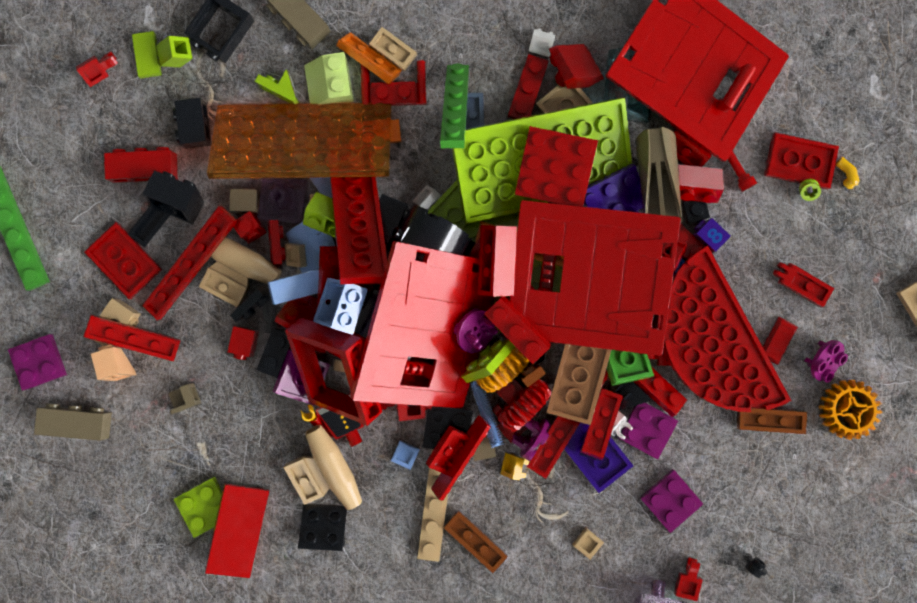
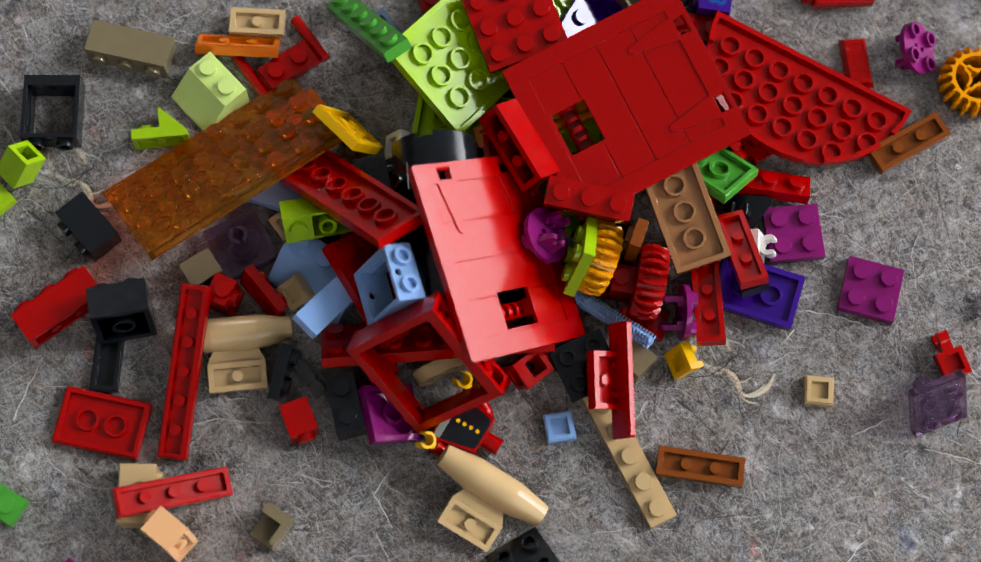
camera: 45 degrees left, 15 degrees down
(397, 169) = (348, 130): none -> yellow tile

